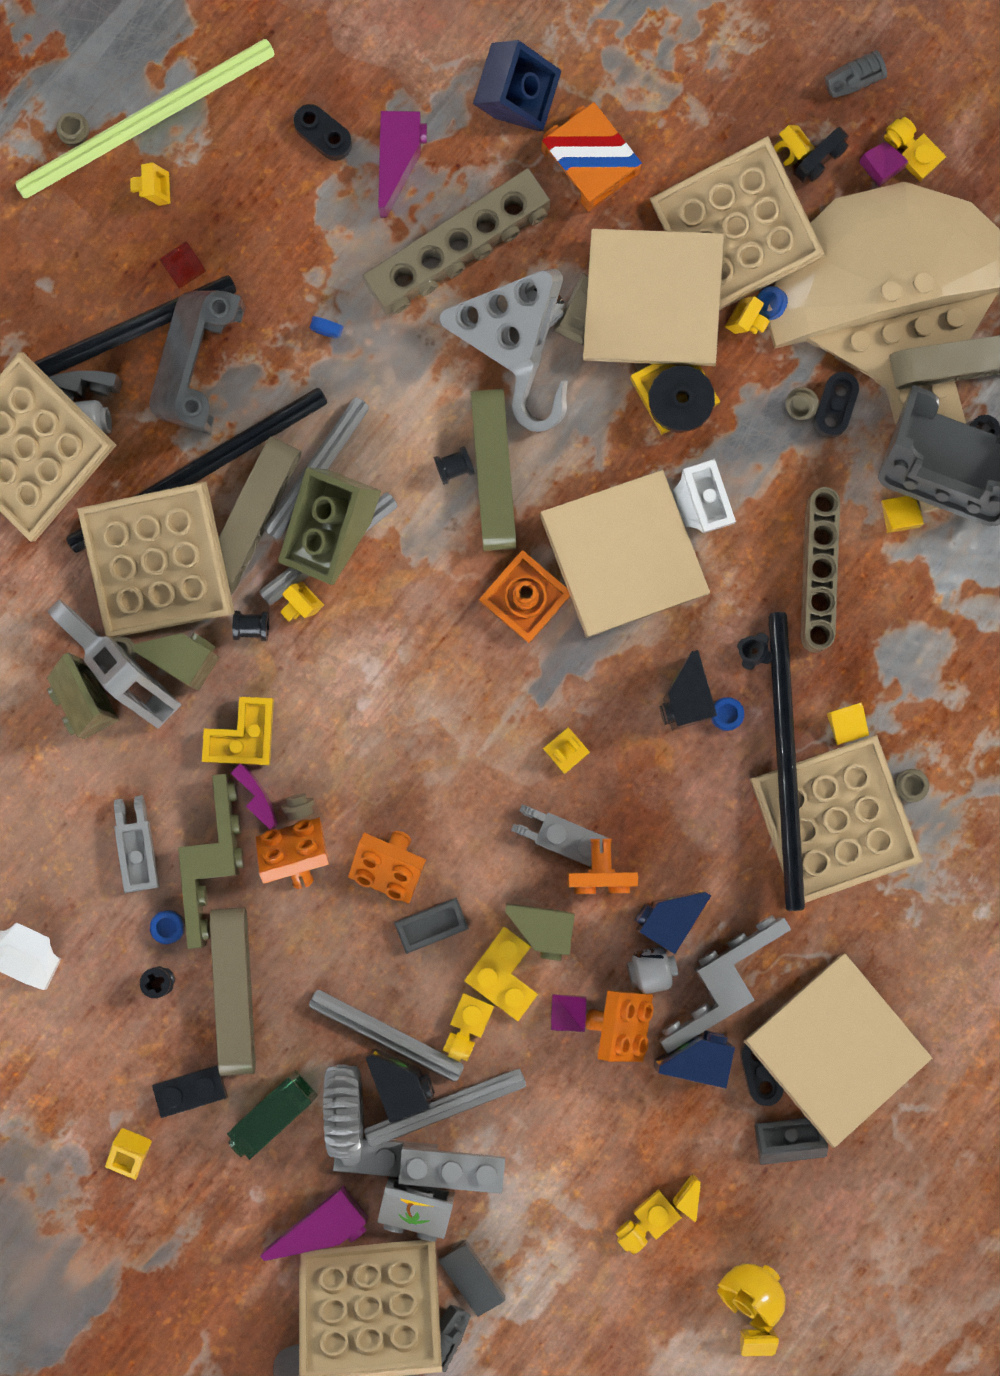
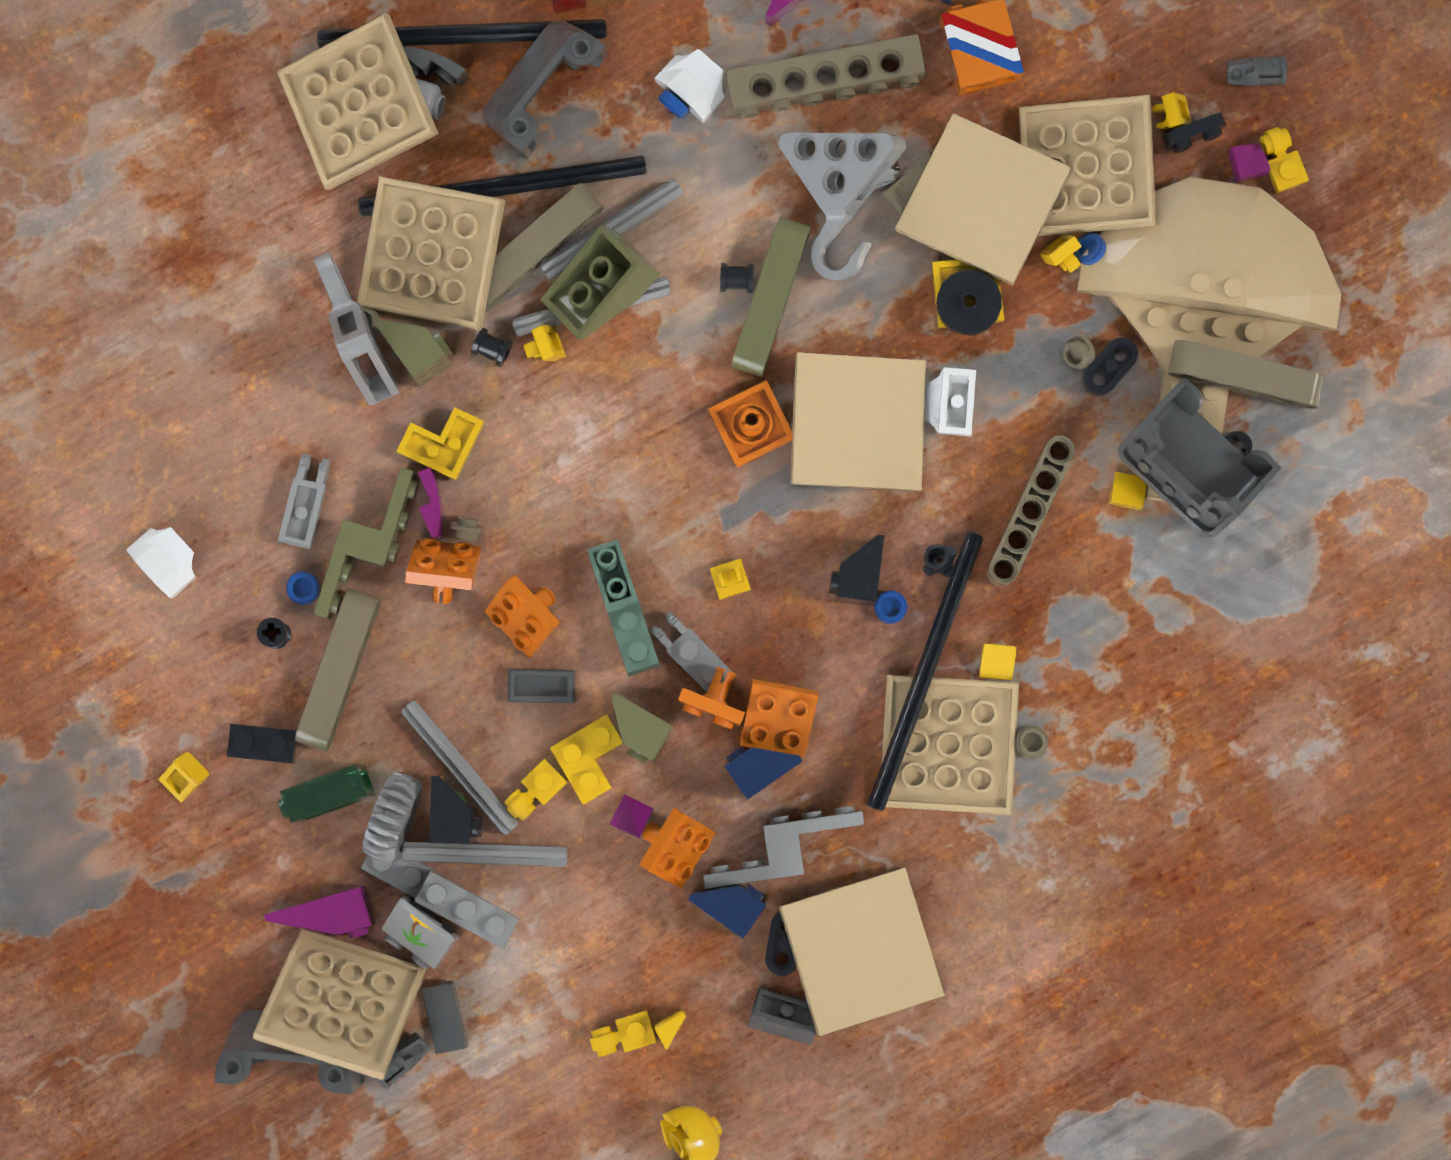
camera: 25 degrees right, 0 degrees up
(80, 697) = (311, 348): olive slope -> none
(338, 298) = (694, 82): none -> white slope
(478, 819) = (623, 607): none -> sand green slope
(652, 970) = (723, 809): light grey head -> none
(669, 863) = (778, 717): none -> orange plate

